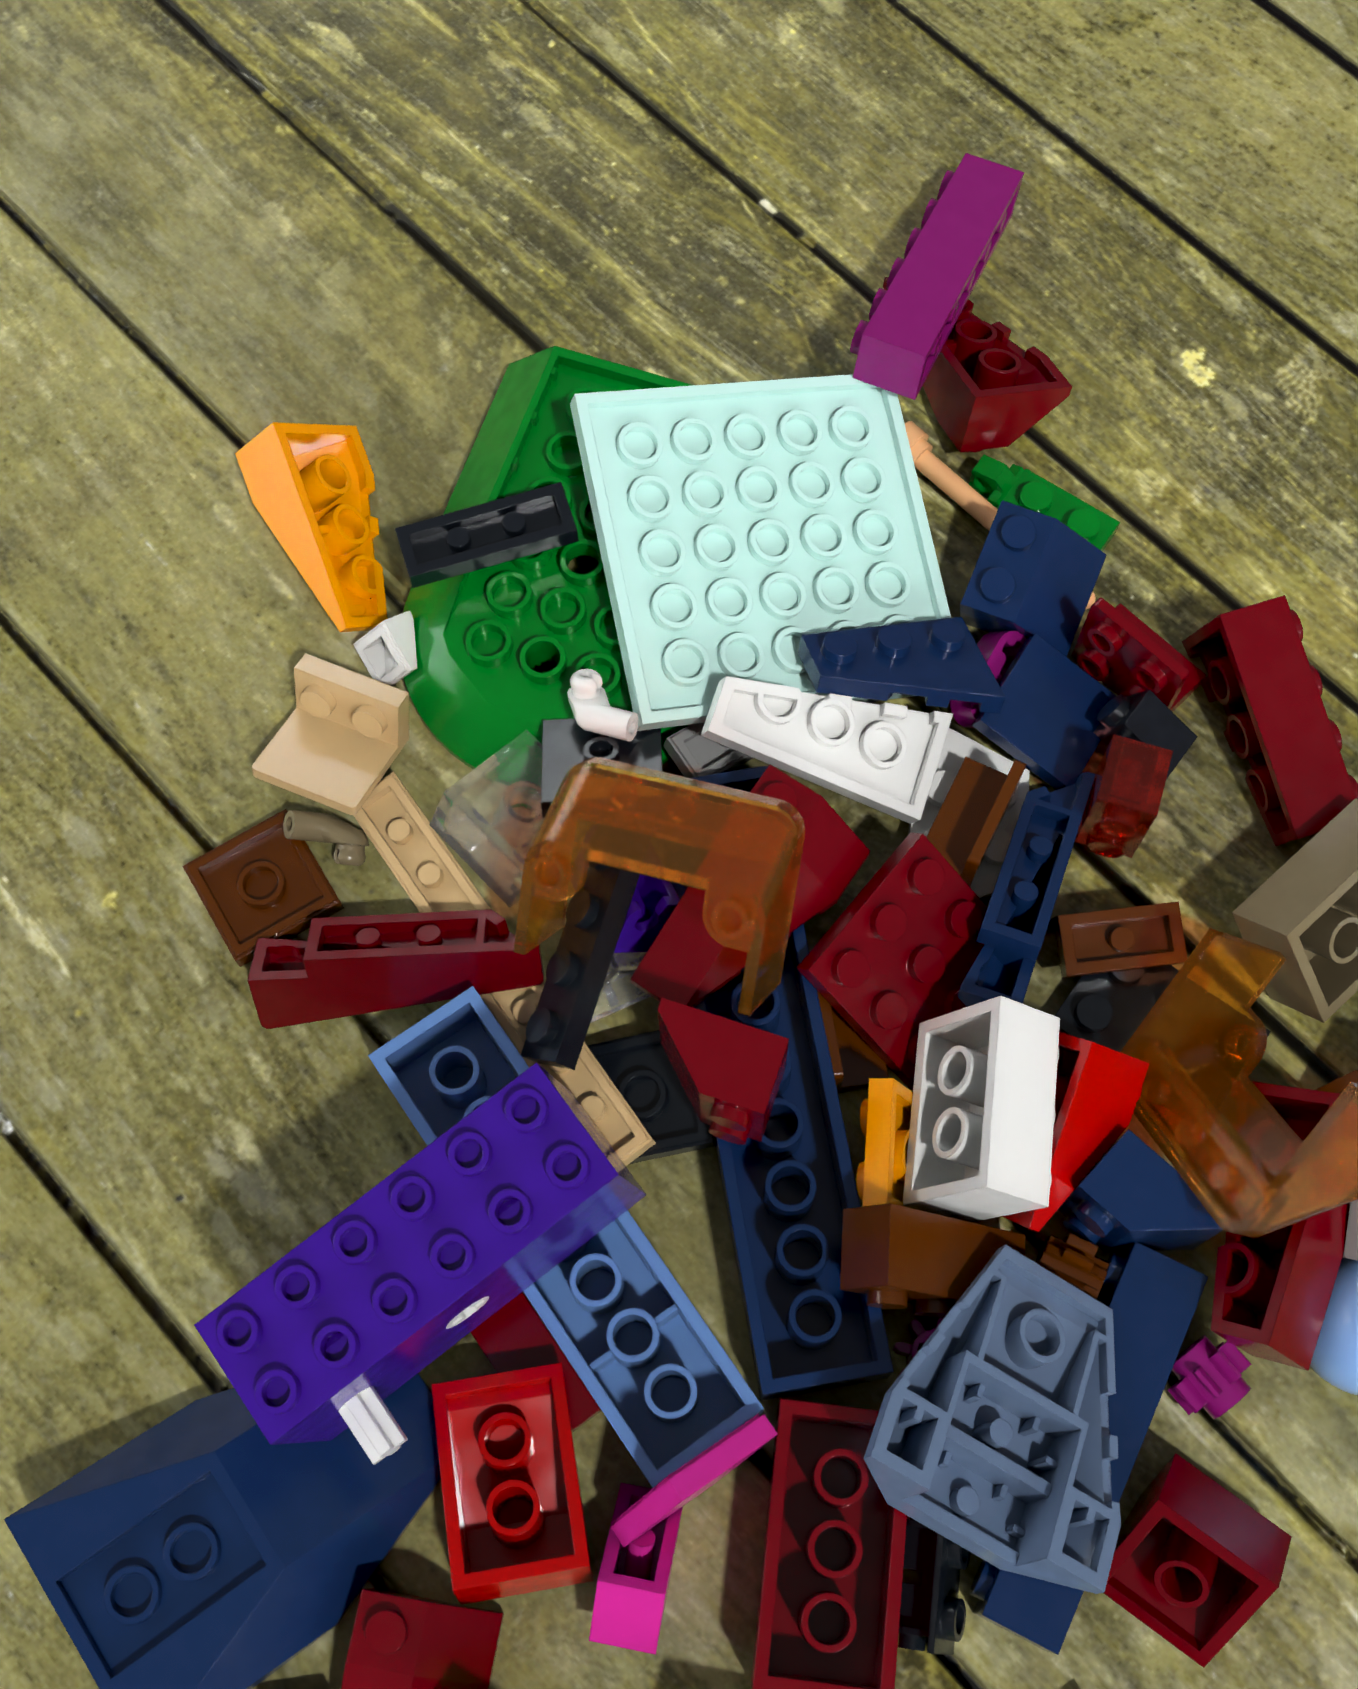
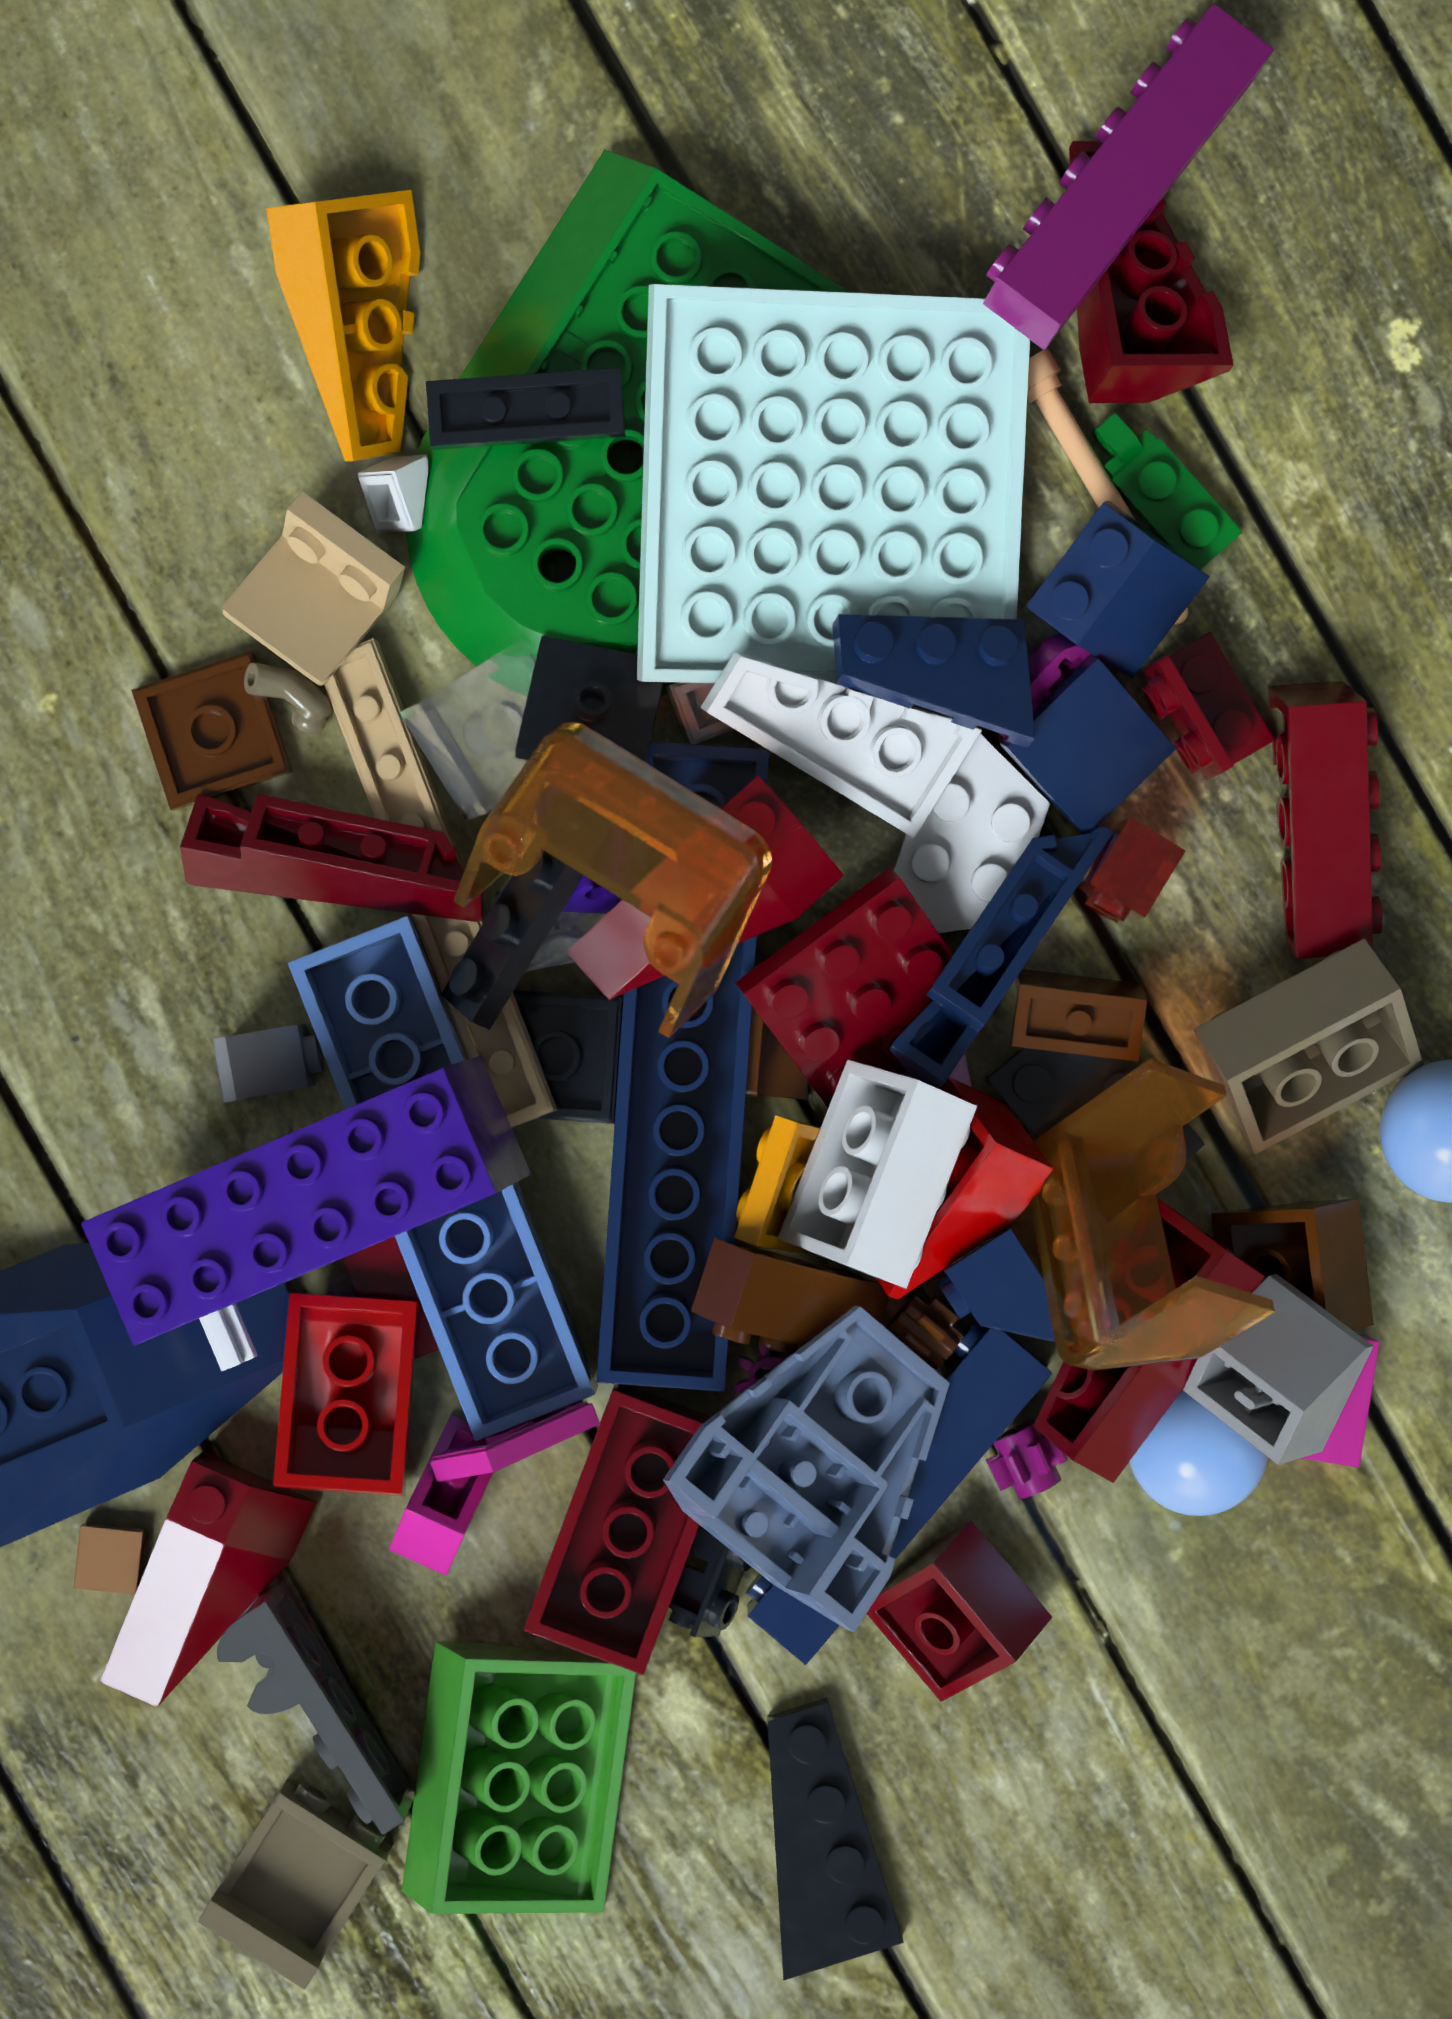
camera: 10 degrees right, 20 degrees up
(359, 1156) = (267, 1062): none -> light grey slope
(593, 709) = (595, 646): white arm -> none
(724, 1069) = (630, 1084): dark red slope -> none
(973, 814) = (964, 852): reddish brown panel -> none
(1145, 720) = (1178, 800): black brick -> none

